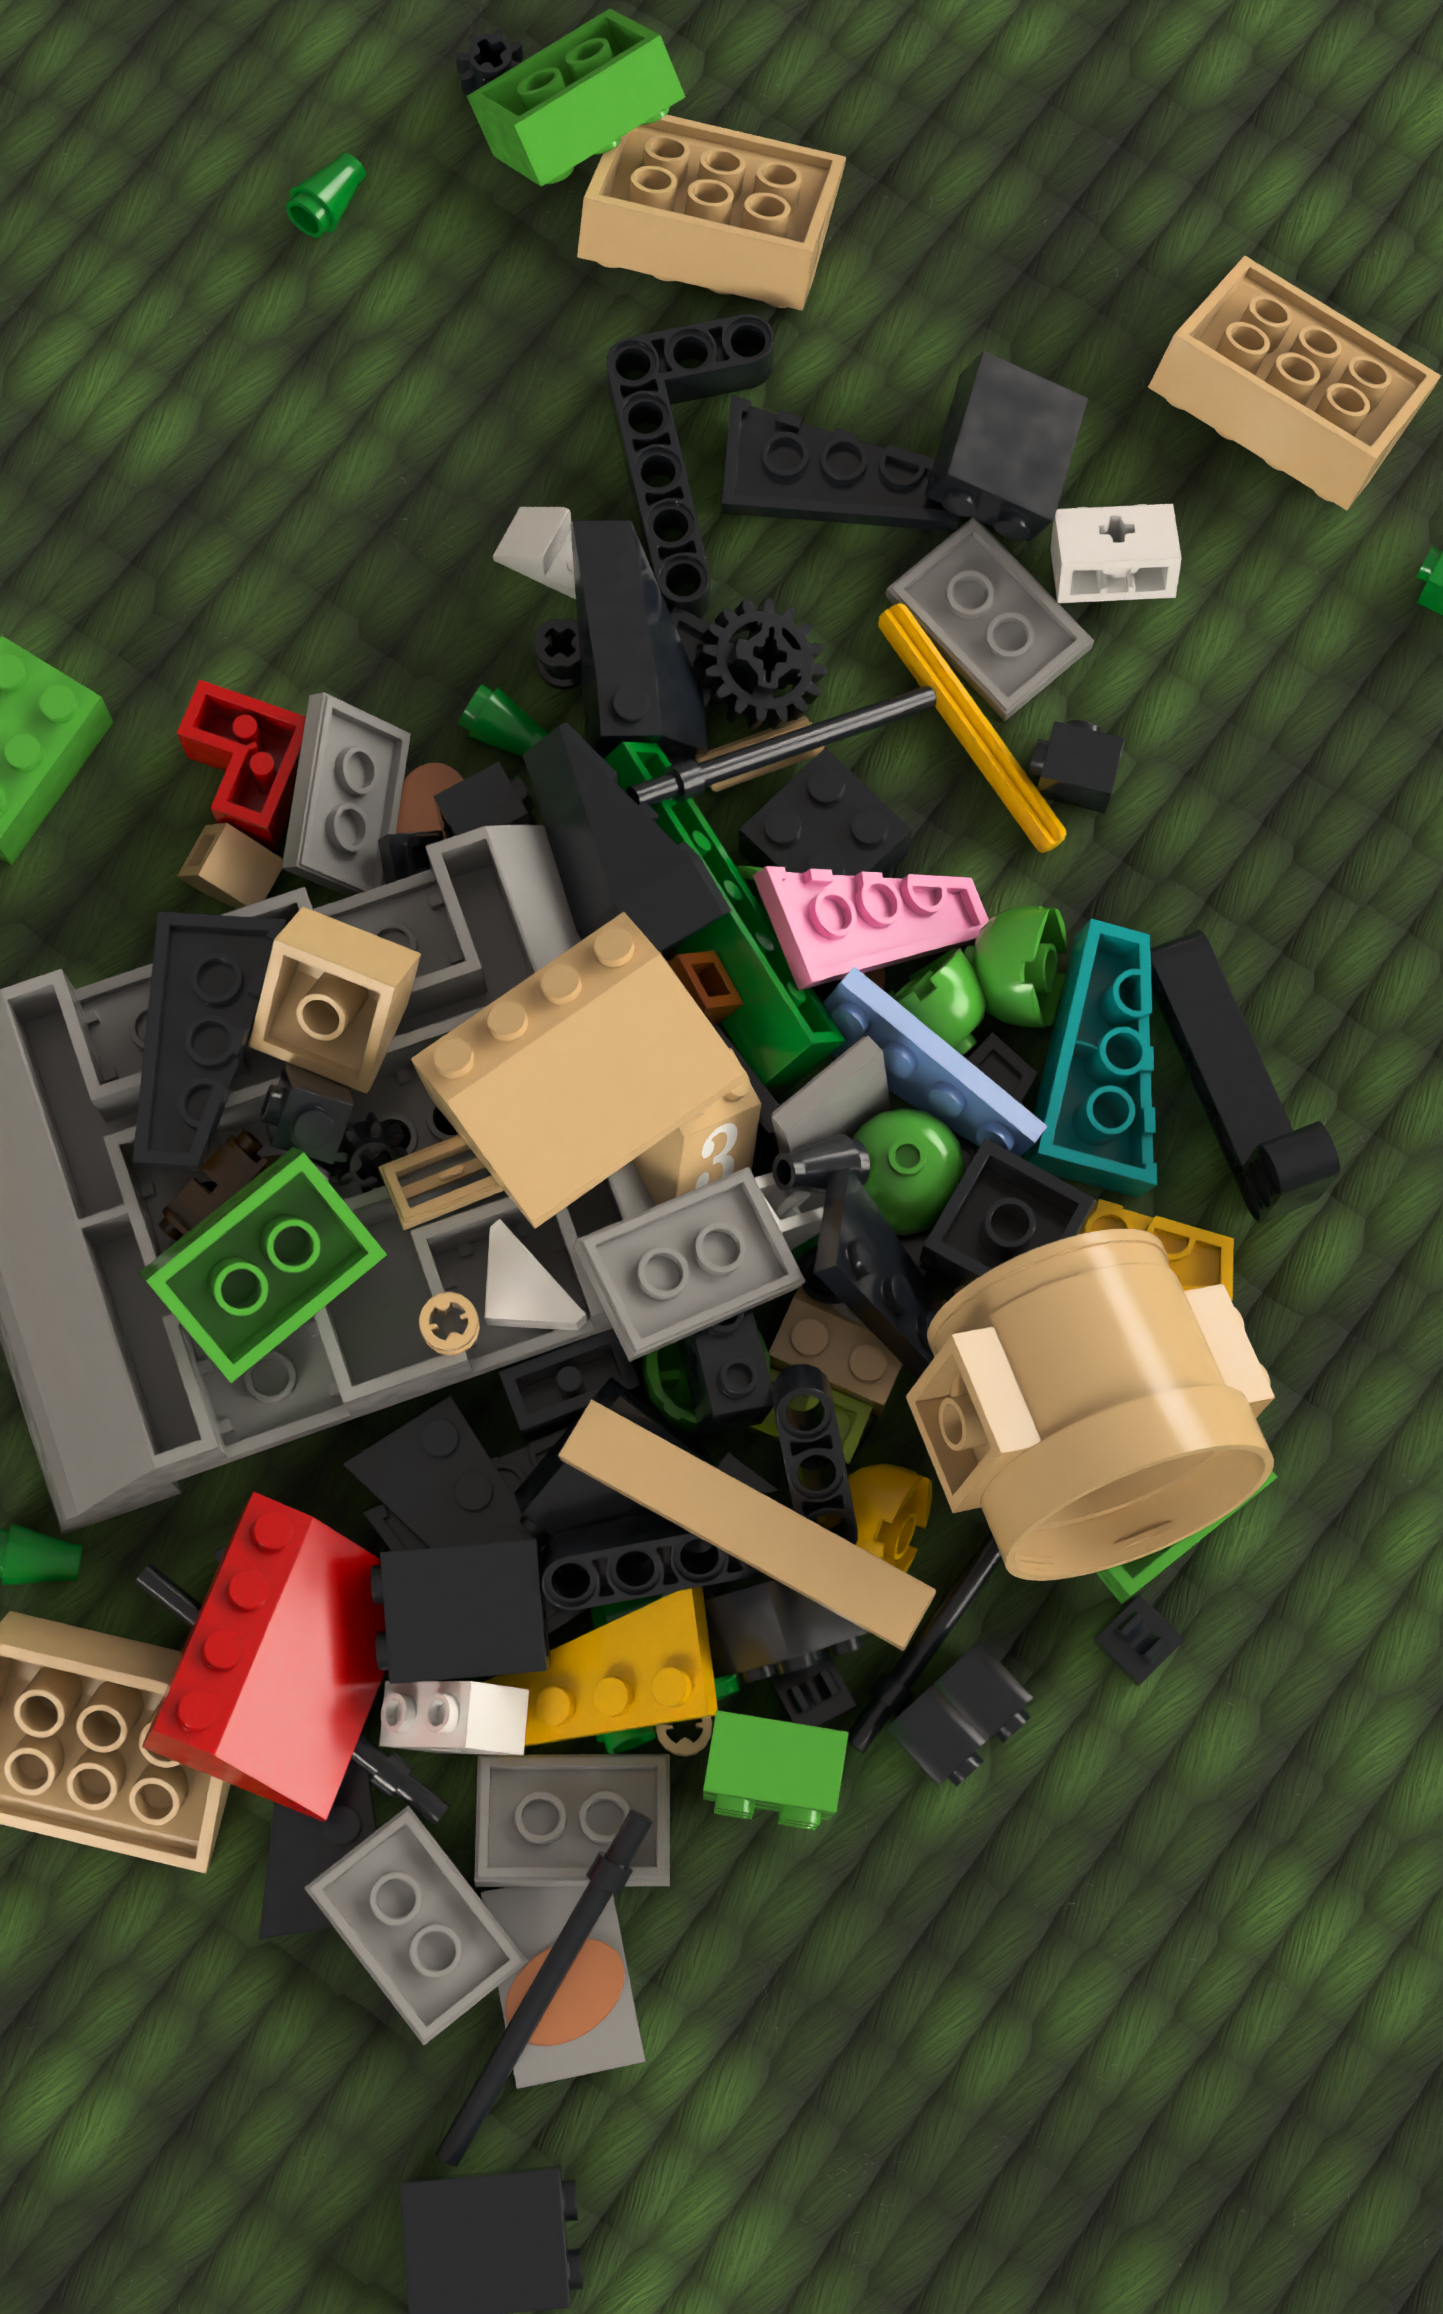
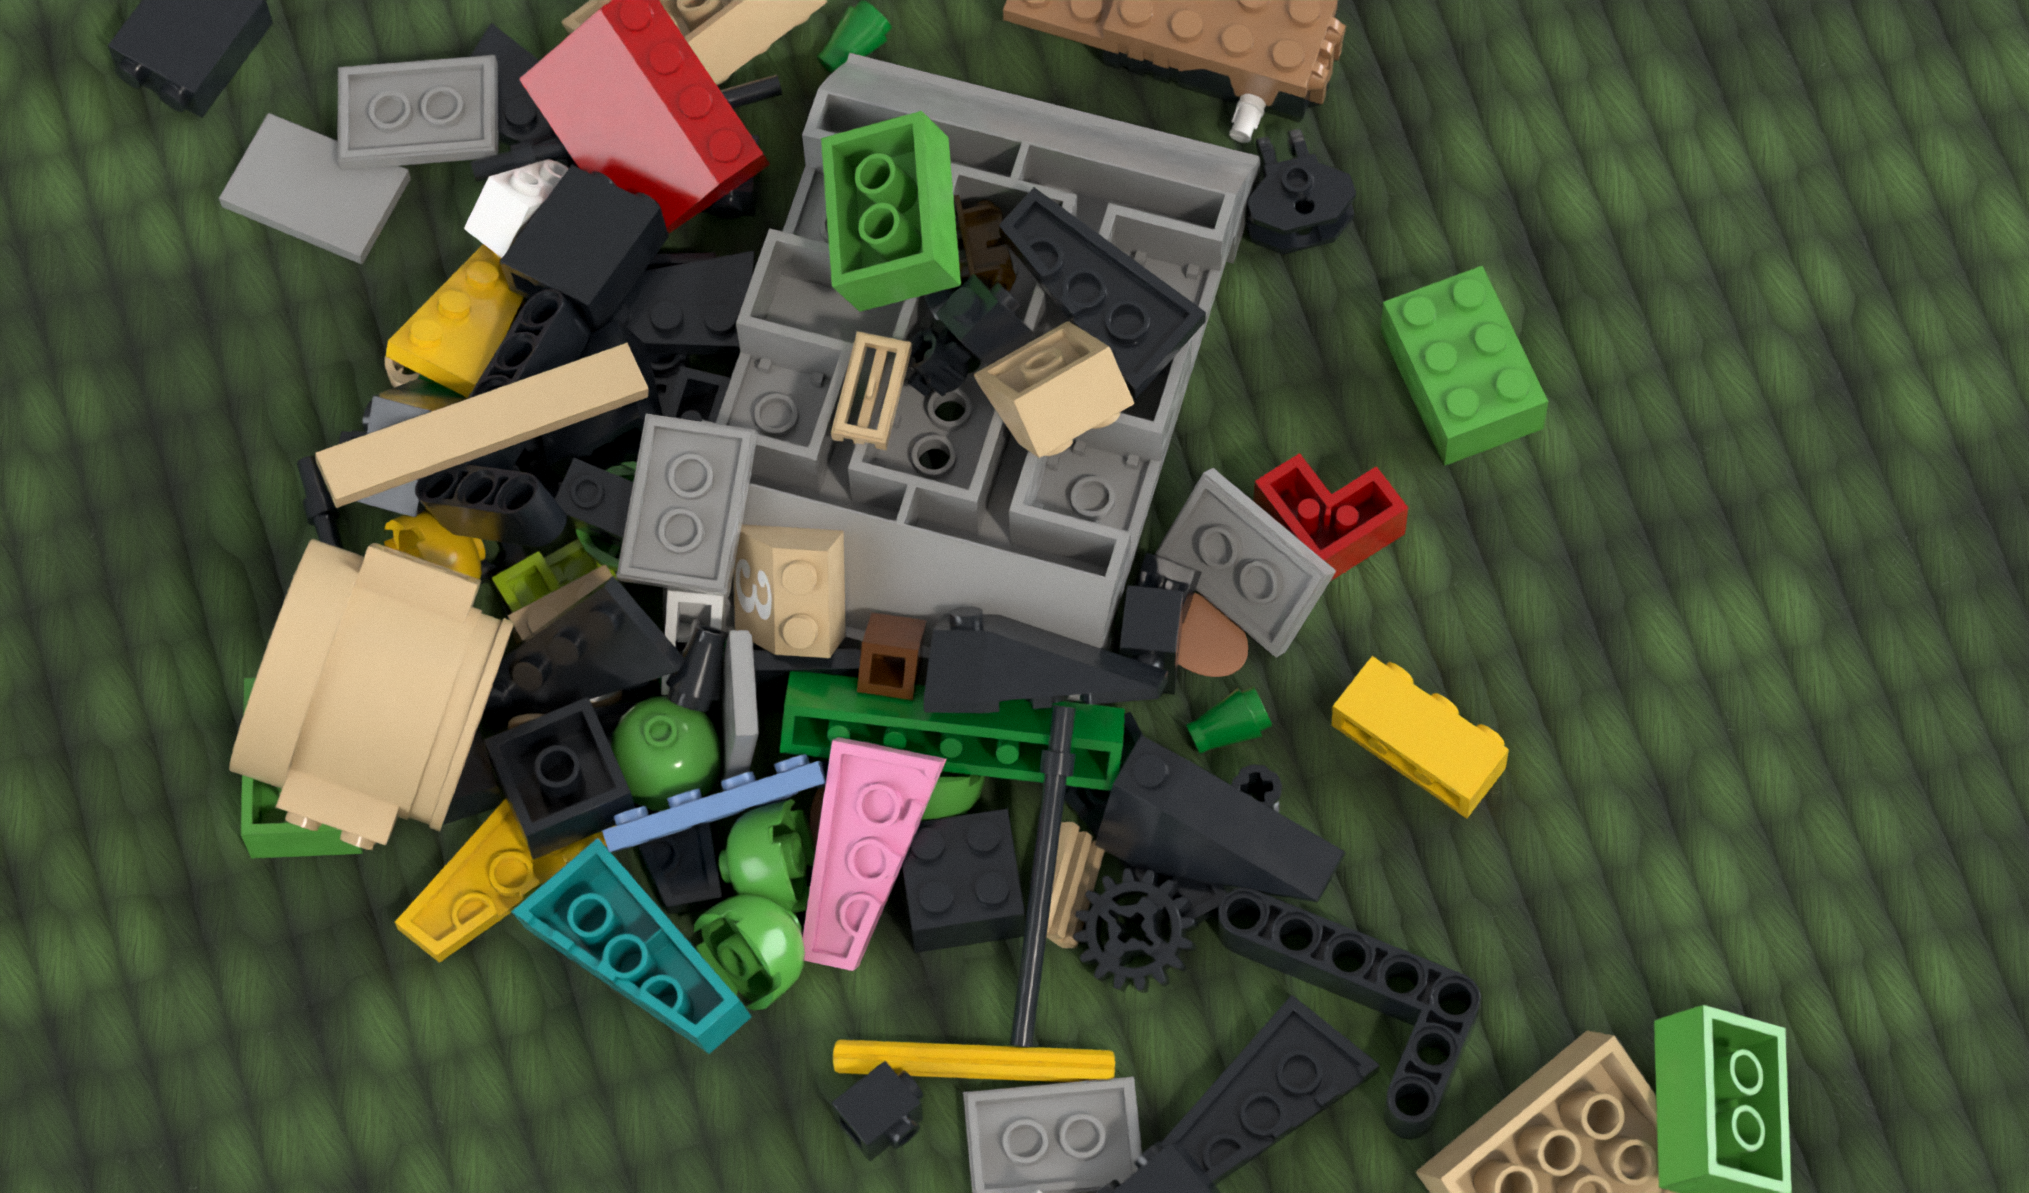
camera: 130 degrees right, 10 degrees down
(230, 866) = (1253, 455): tan brick -> none
(323, 197) = (1781, 881): green cone -> none
(401, 557) = (1420, 735): none -> yellow brick
(443, 1305) = (768, 303): tan bush -> none
(486, 60) = (1821, 1072): black gear -> none
(522, 1290) = (767, 403): white slope -> none
(540, 547) = (1368, 850): white slope -> none
(555, 1812) = (401, 252): light grey tile -> none
(578, 1069) = (869, 500): tan slope -> none
(581, 2000) = (302, 178): nougat sticker -> none
(607, 1877) = (344, 231): black bar -> none
(774, 1769) = (322, 368): bright green brick -> none
(960, 1715) = (267, 536): black brick -> none
(1138, 1640) = (218, 696): black tile -> none
(1268, 1159) = (541, 1041): black beam -> none

